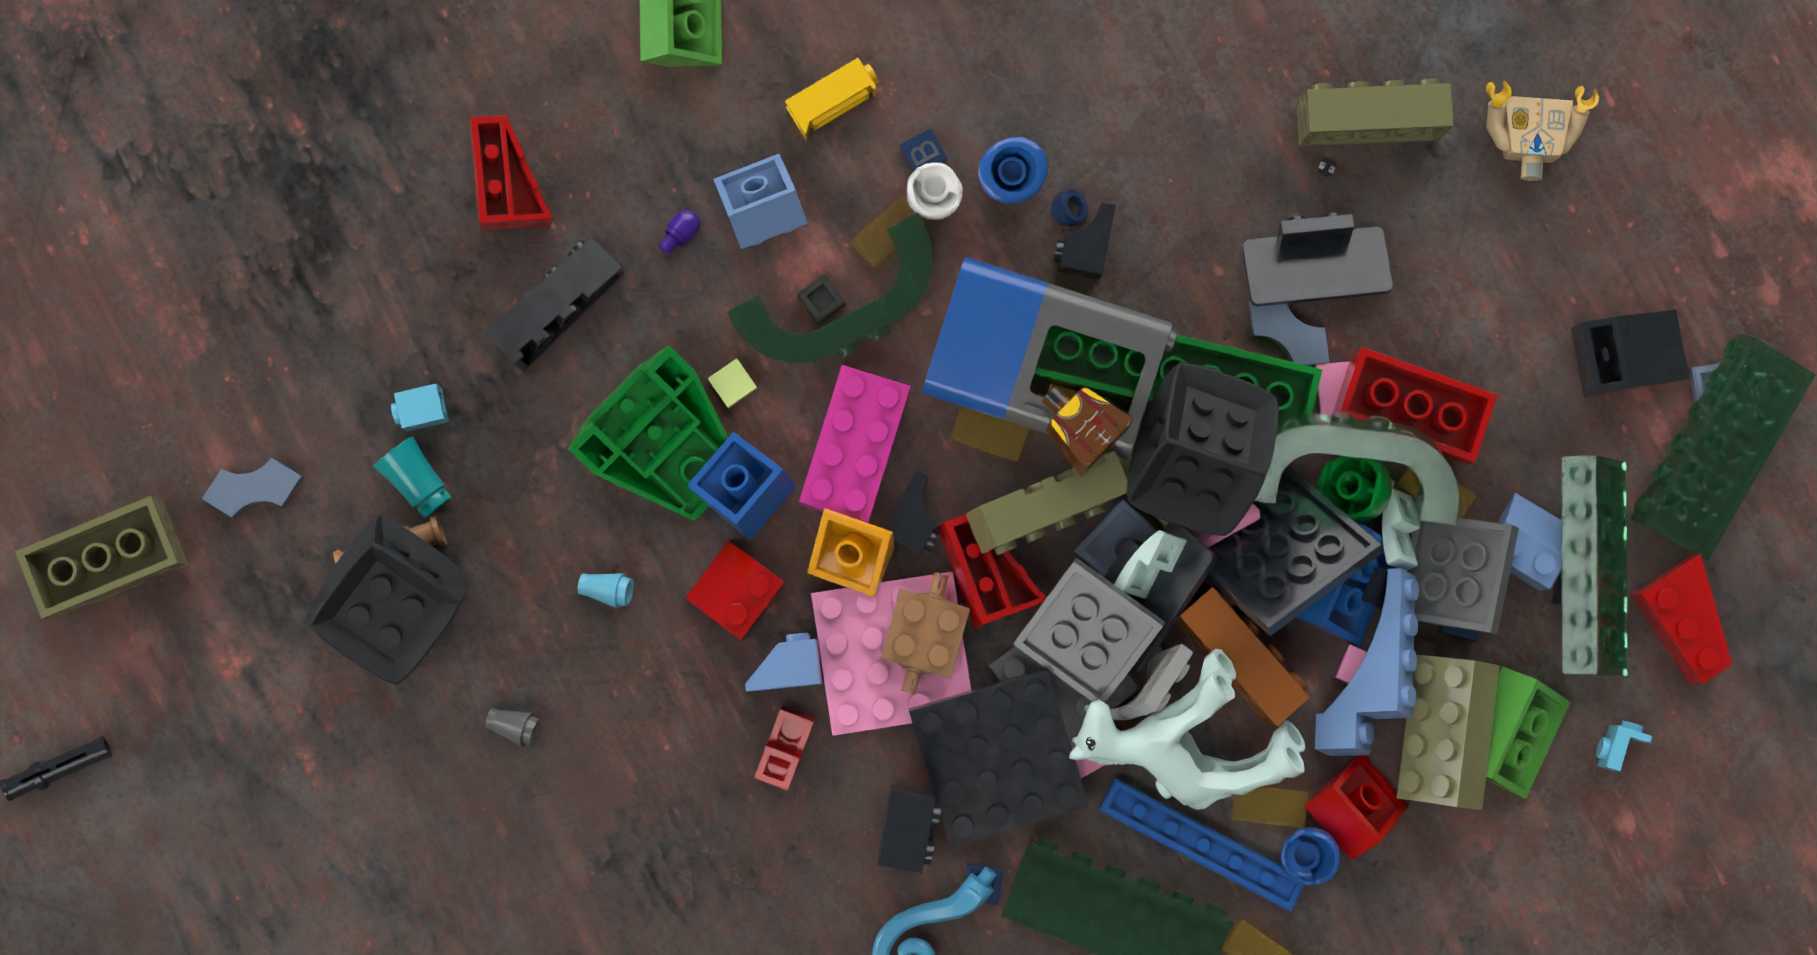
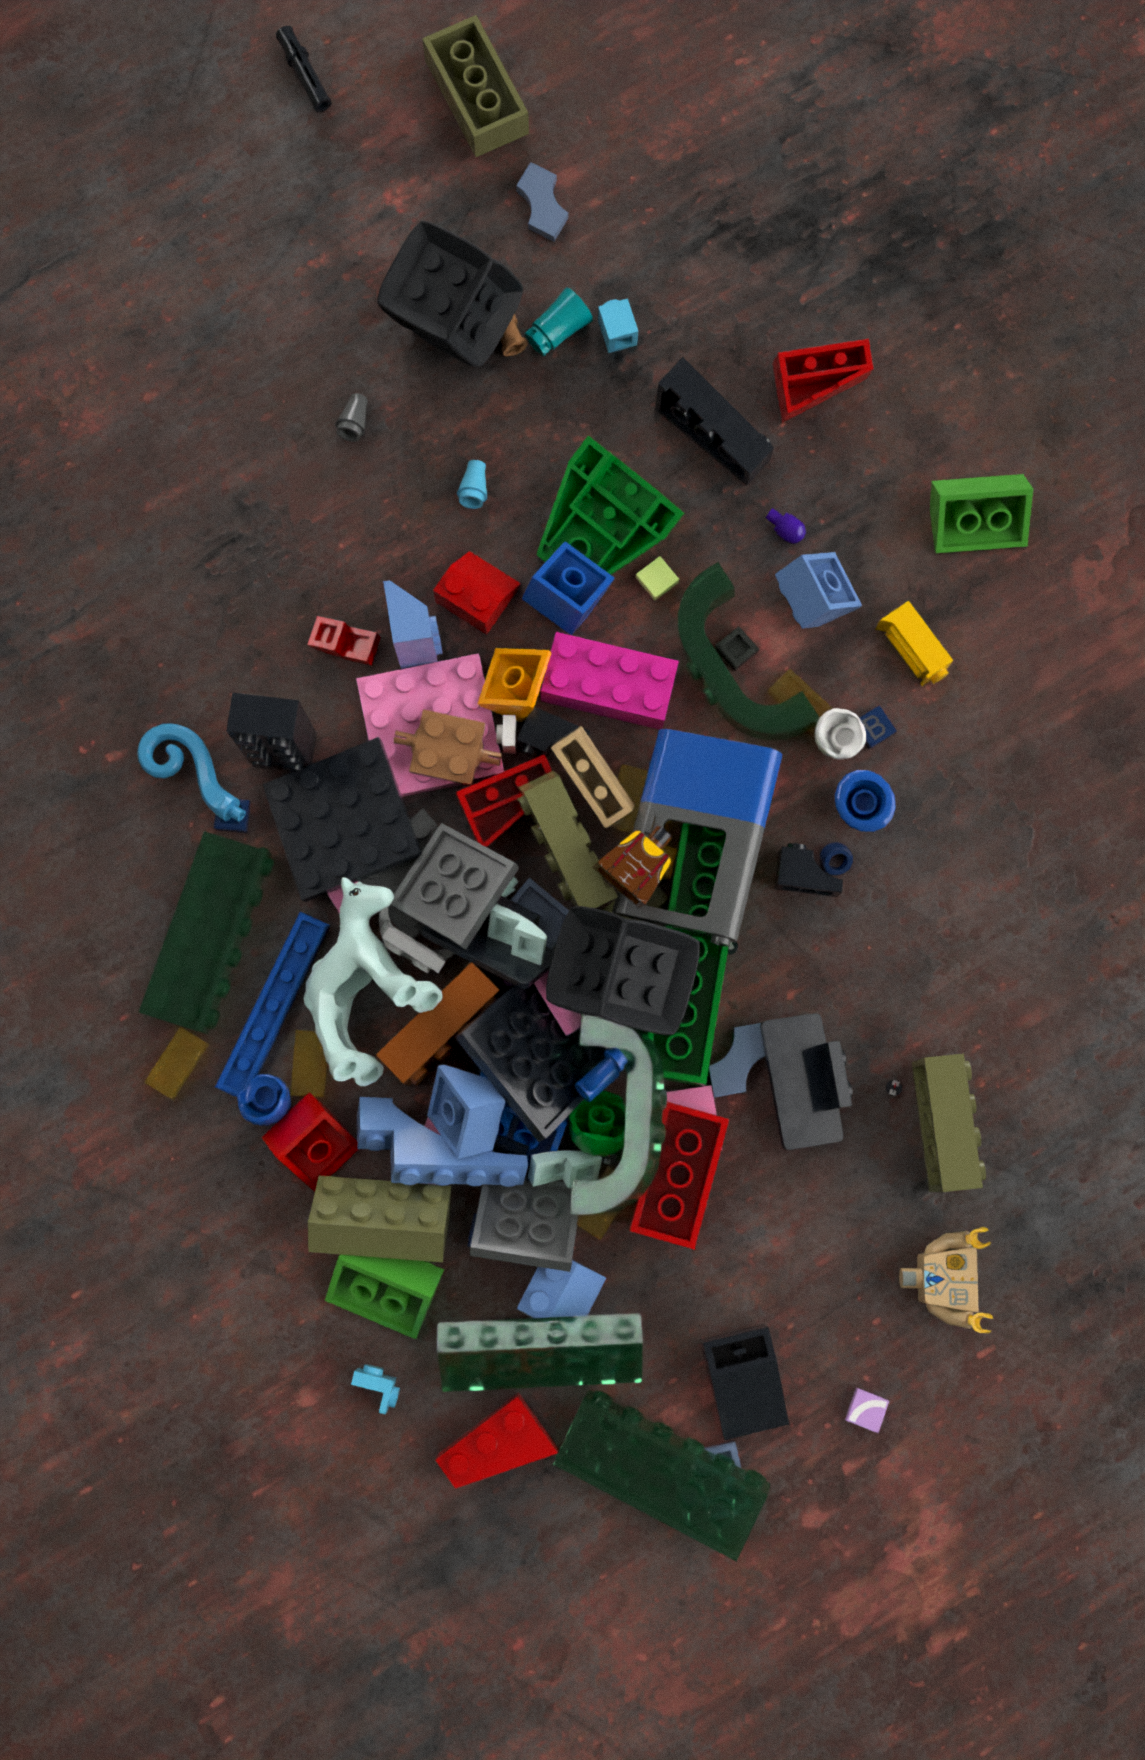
camera: 90 degrees right, 5 degrees down
(909, 565) = (507, 734): none -> white plate
(973, 469) = (593, 777): none -> tan brick
(1310, 481) = (601, 1075): none -> blue plant
(1341, 632) = (465, 1111): none -> medium blue slope
(1664, 226) = (867, 1410): none -> lavender tile

